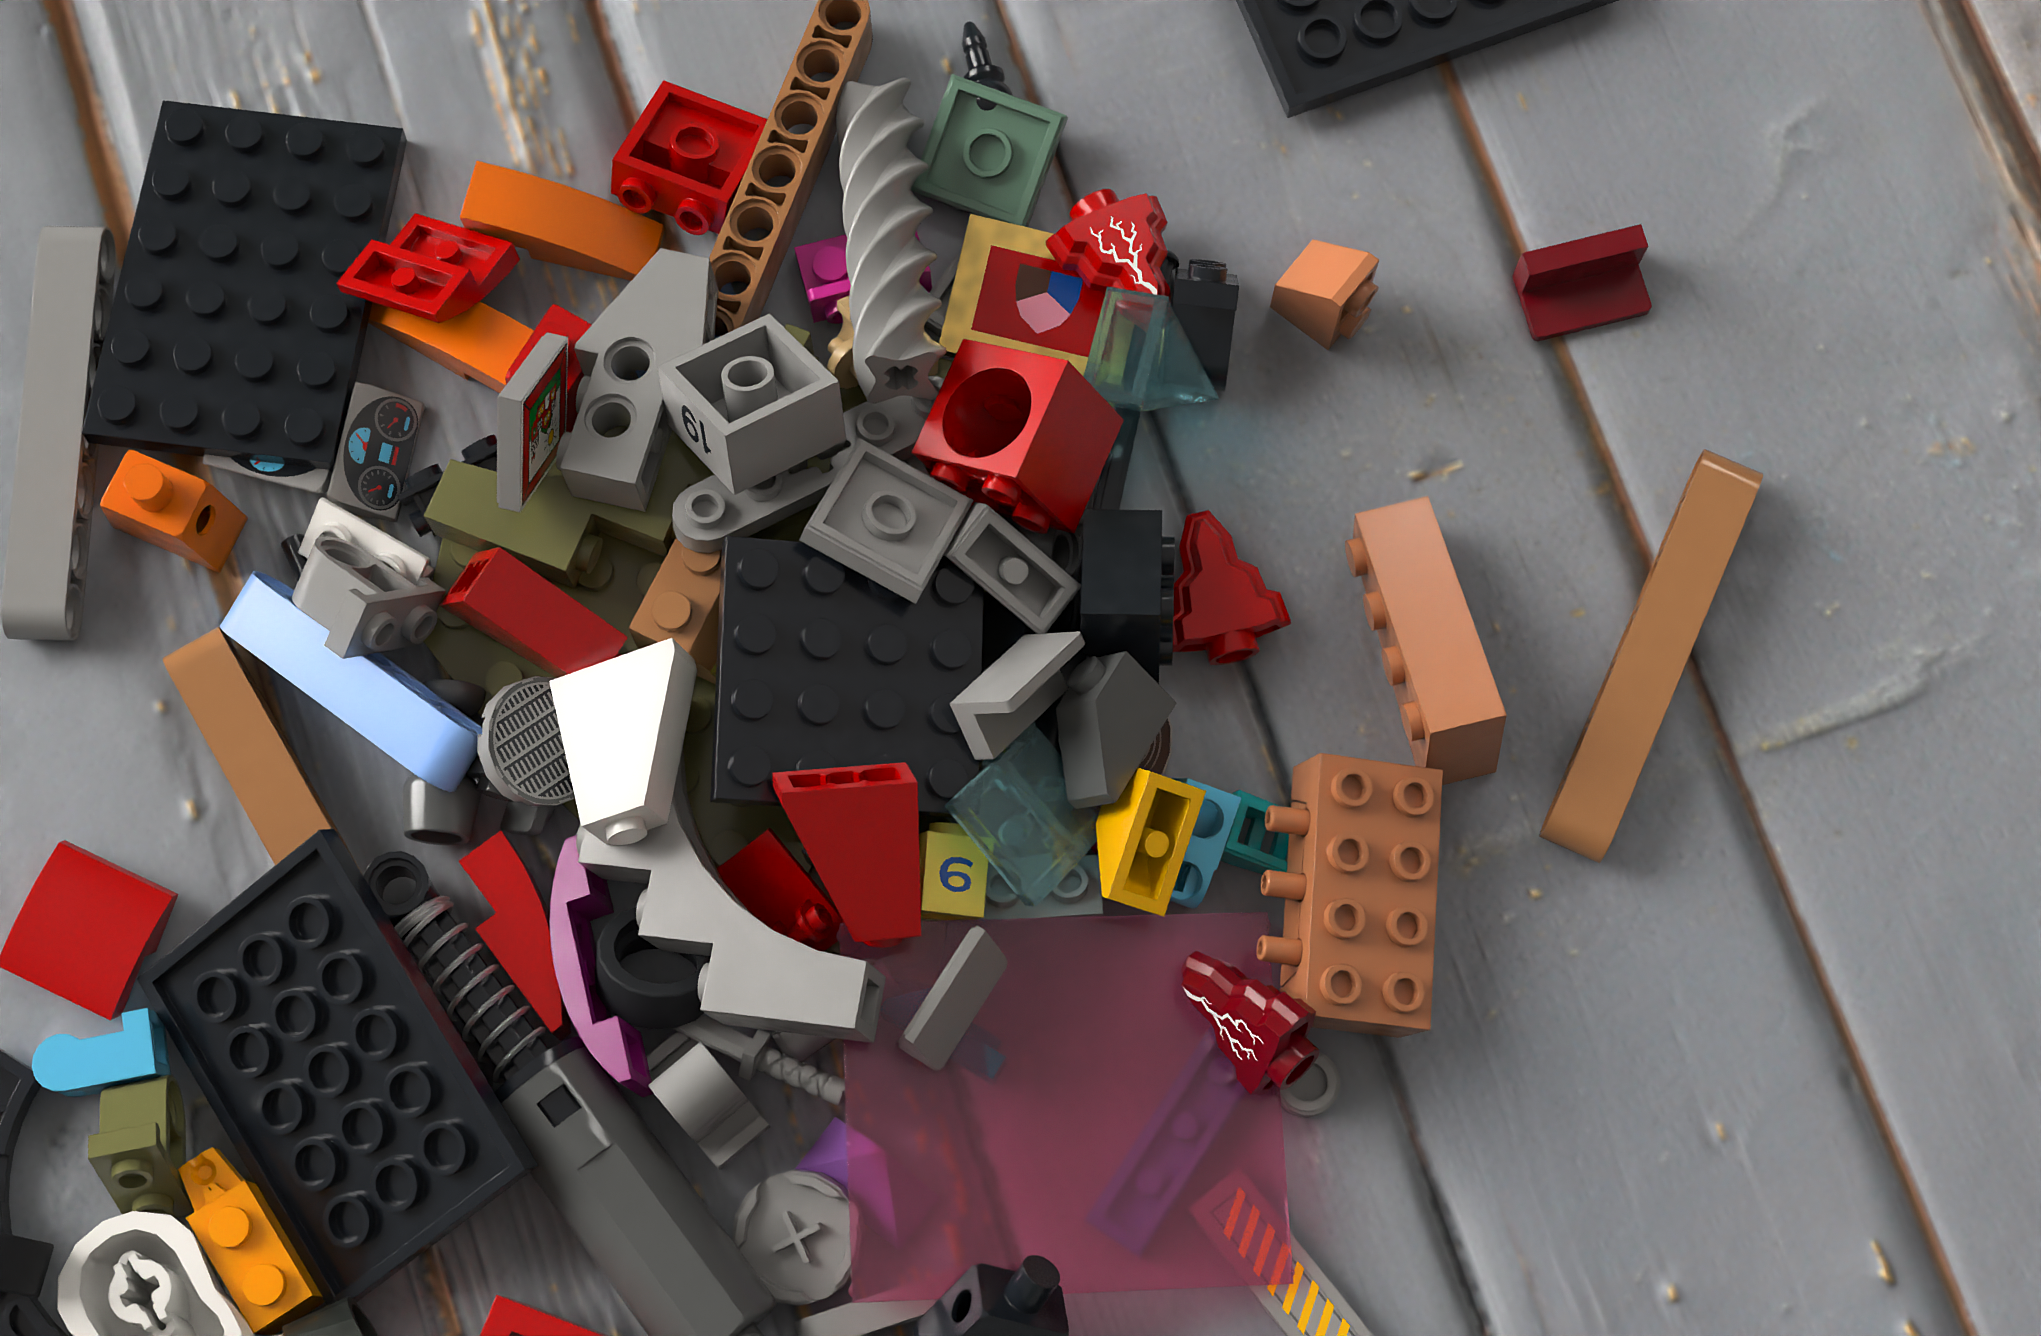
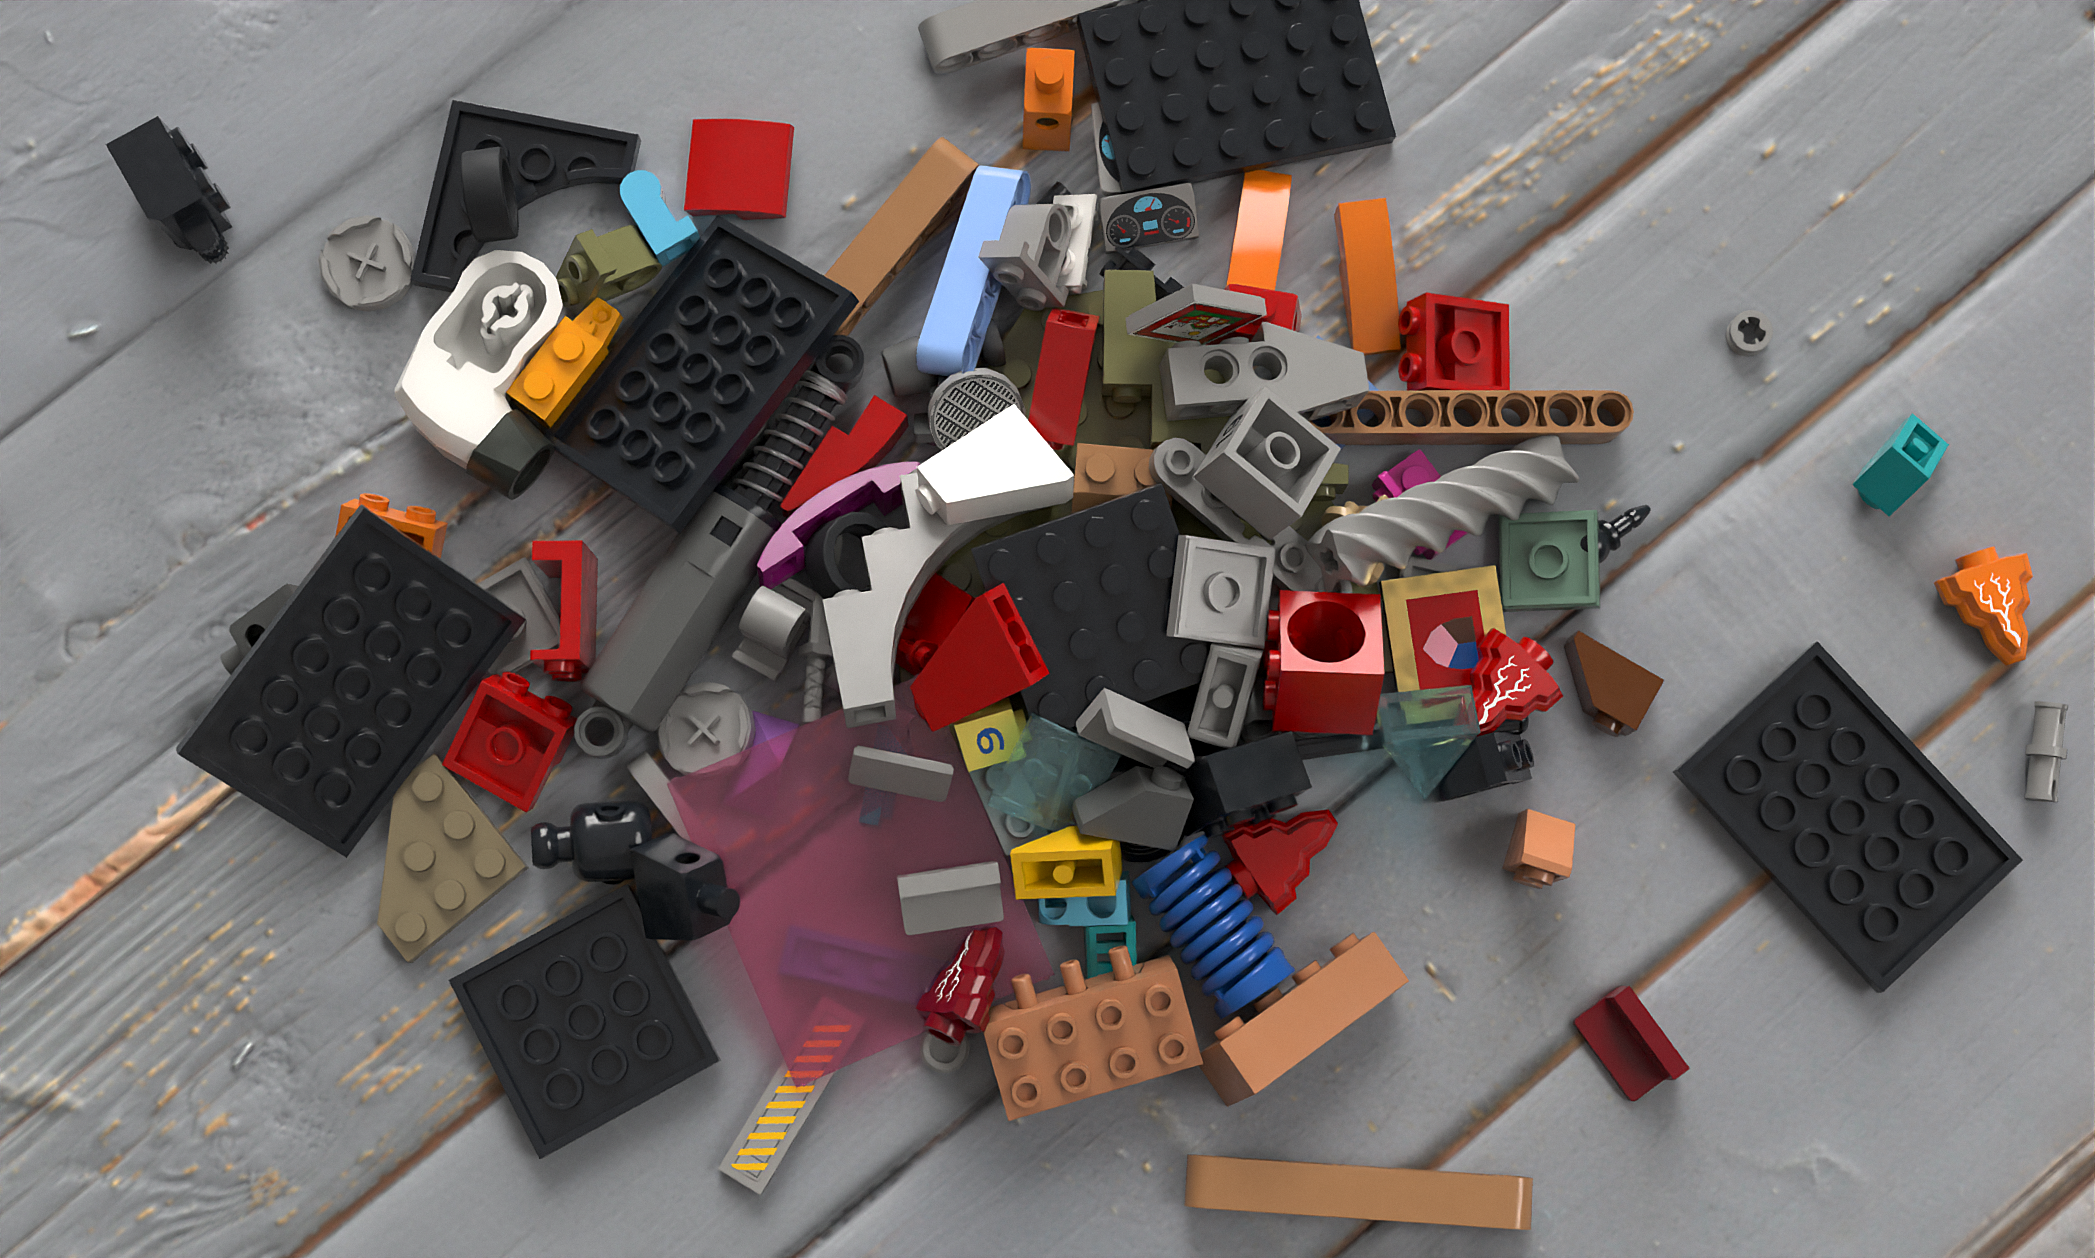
camera: 65 degrees right, 5 degrees up
(430, 269) = (1292, 199): red slope -> none
(1129, 998) = (950, 898): none -> light grey panel
(1161, 143) = (1610, 685): none -> reddish brown slope
(1211, 688) = (1213, 927): none -> blue piece

